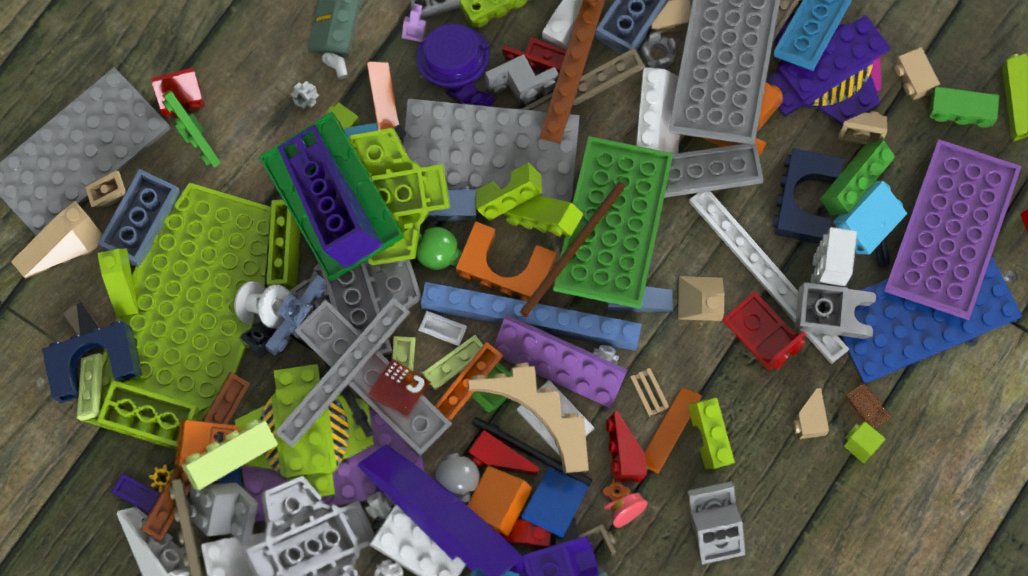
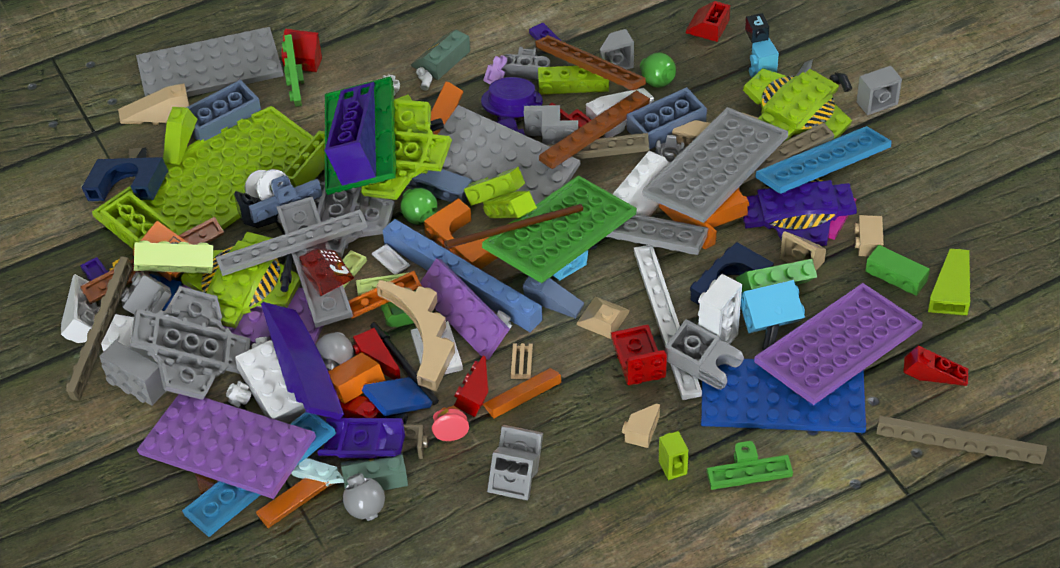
camera: 30 degrees right, 25 degrees down
(90, 387) = (112, 194): yellowish green tile -> none
(106, 190) = (209, 84): tan slope -> none
(716, 447) = (550, 399): lime arch -> none
(868, 406) = (695, 441): clear orange tile -> none
(936, 417) = (748, 468): none -> bright green plate

